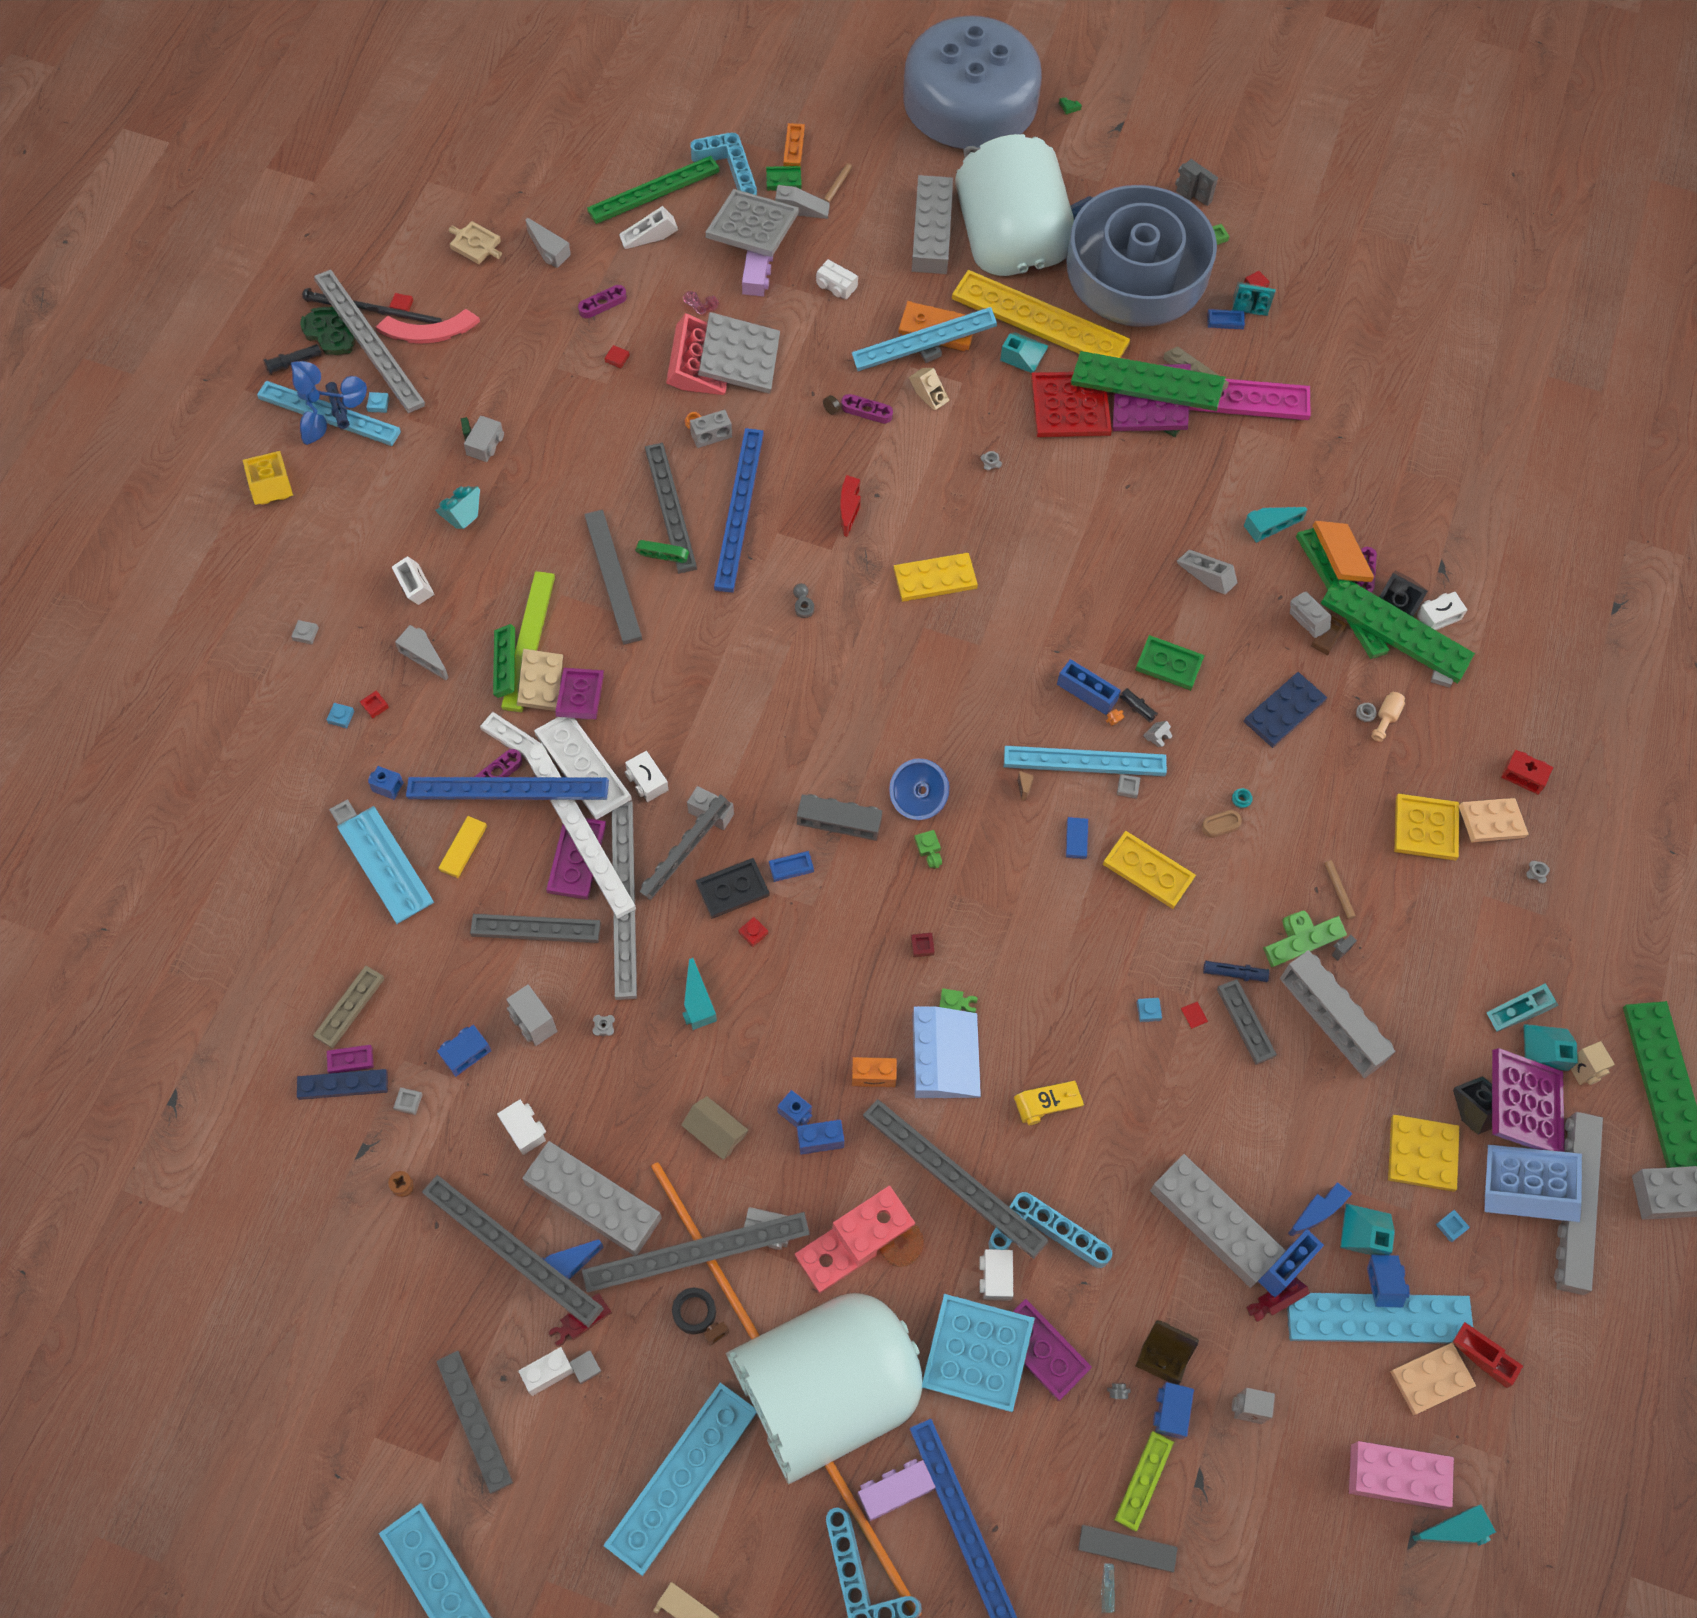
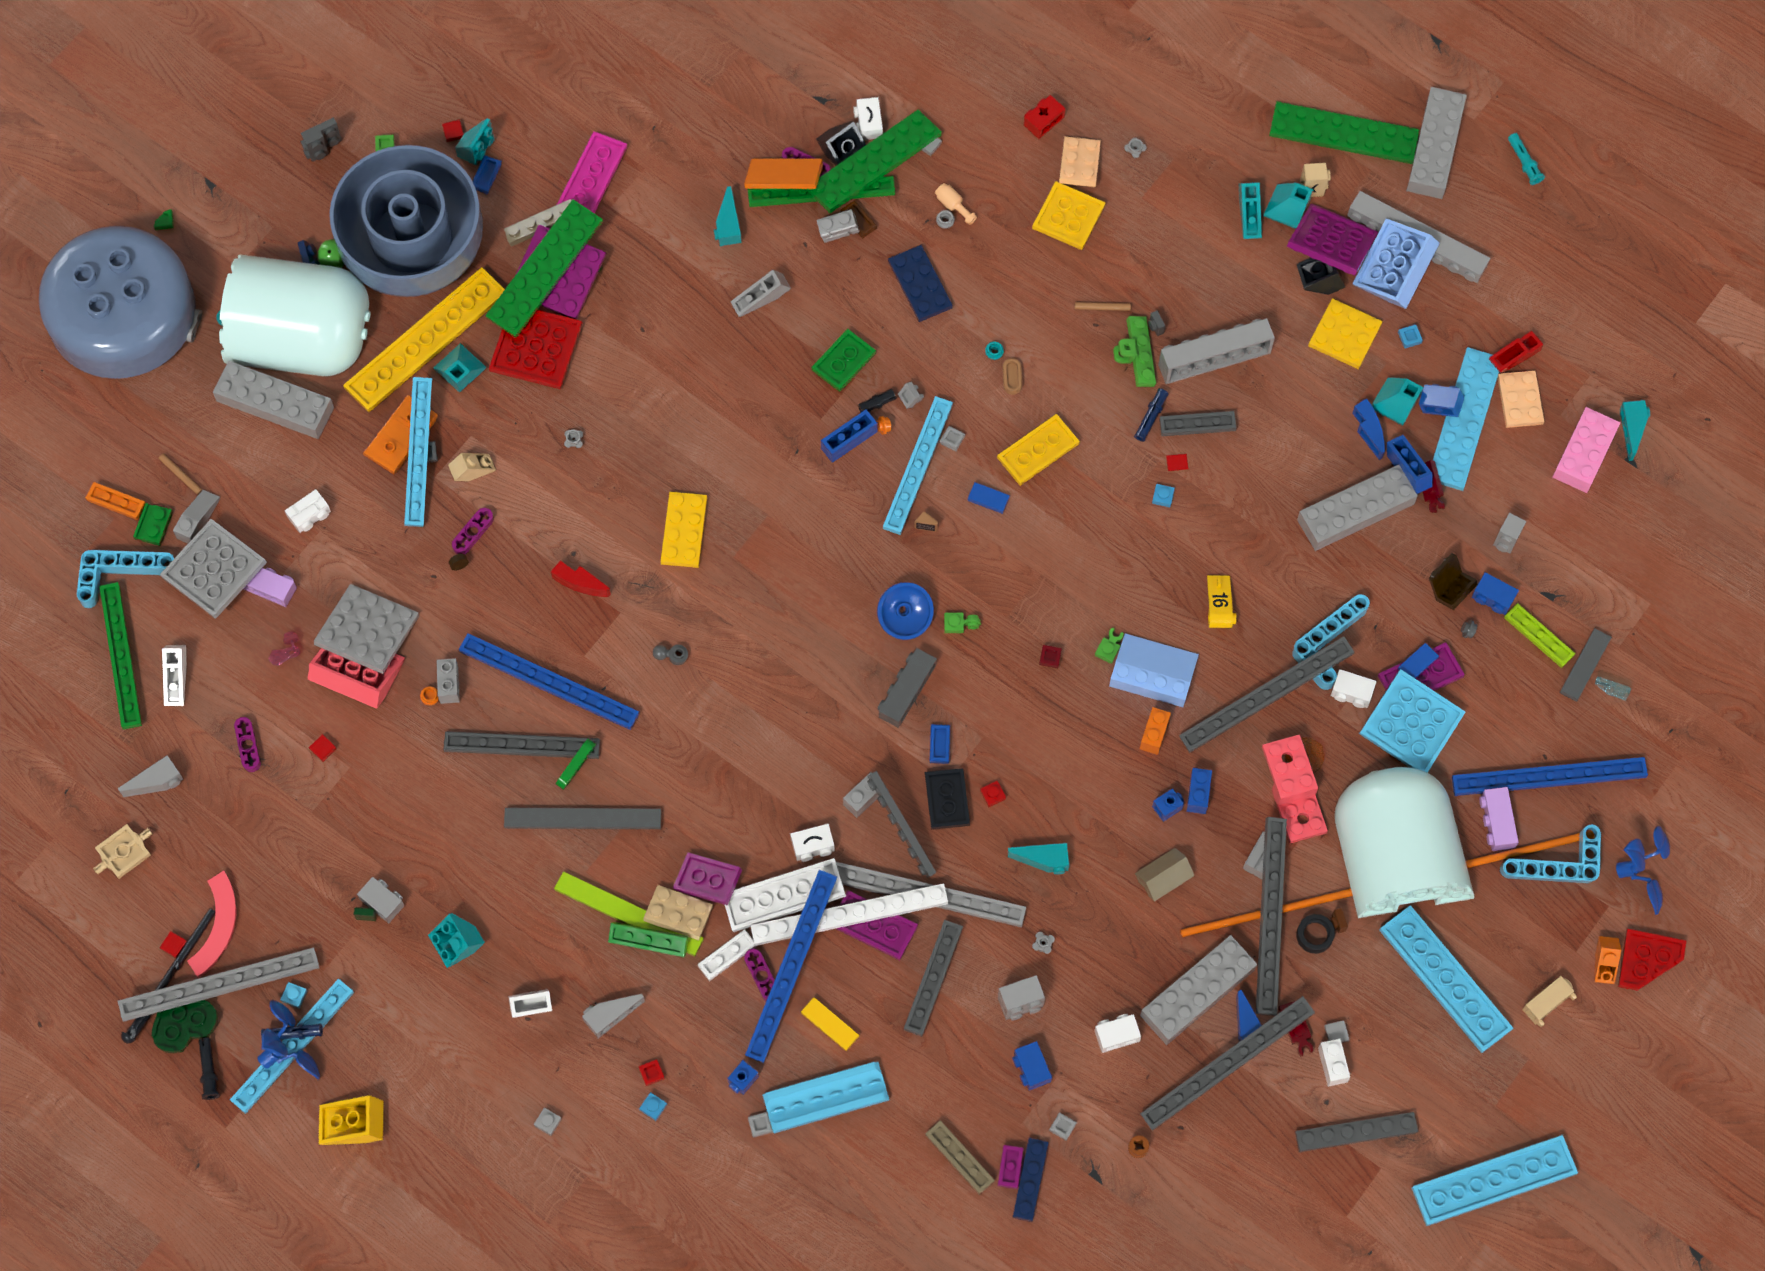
camera: 70 degrees left, 5 degrees up
(1054, 1340) = (1419, 661): none -> blue tile

